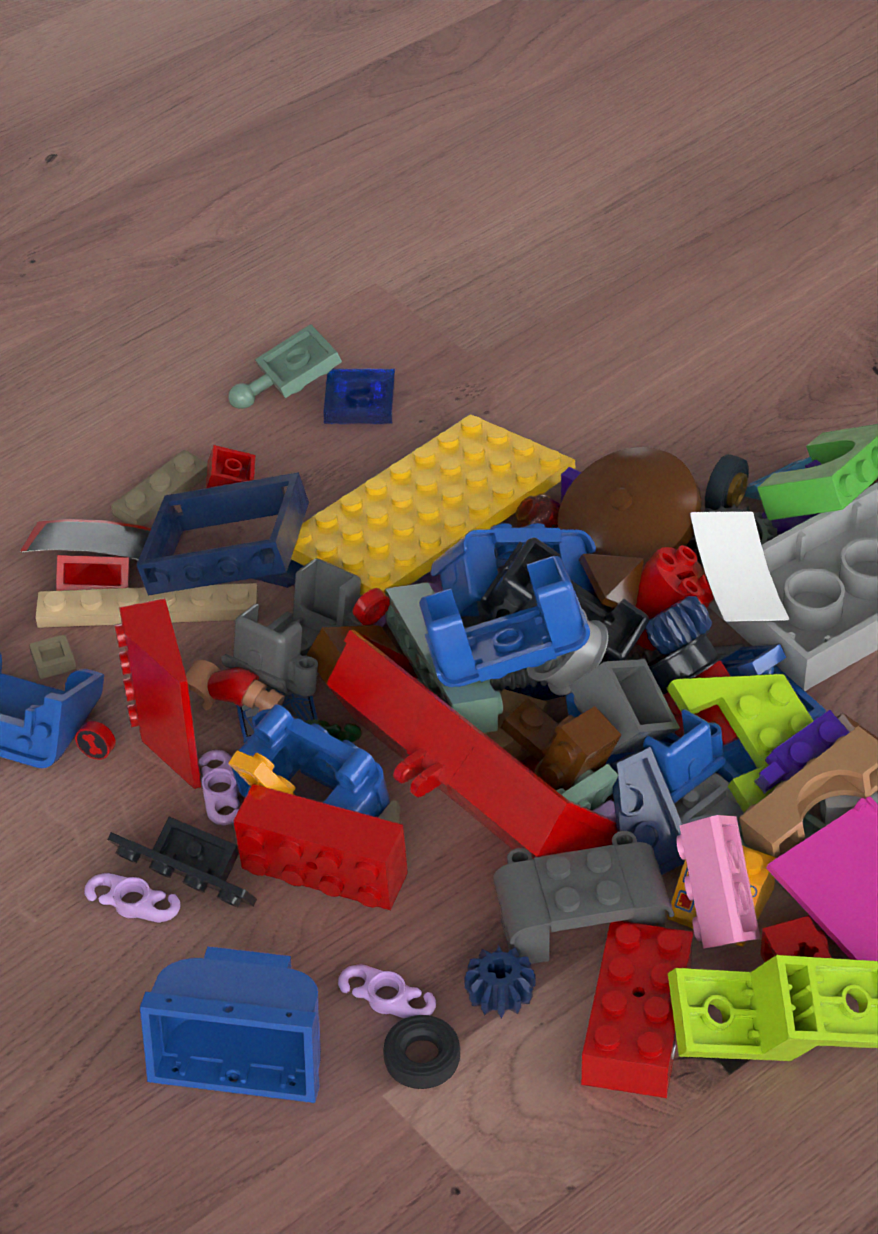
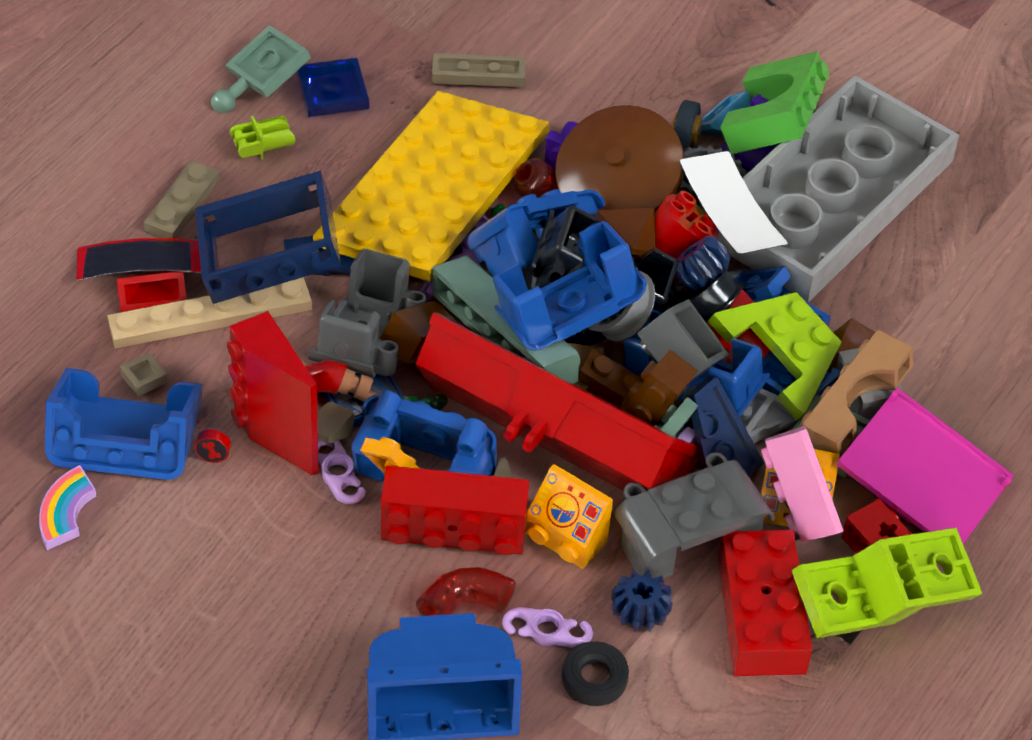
camera: 20 degrees left, 5 degrees up
(143, 908) = (309, 592): lavender piece -> none
(192, 854) = (339, 536): black bracket -> none
(225, 736) = (334, 422): none -> dark tan slope
(229, 467) = (241, 174): red piece -> none
(266, 434) = (262, 136): none -> lime arm
(310, 932) = (463, 587): none -> clear red cylinder
(371, 606) = (425, 285): red tile -> none
(446, 877) = (569, 517): none -> light orange slope
(522, 399) = (478, 70): none -> dark tan plate
(799, 749) = (832, 356): dark purple hinge -> none

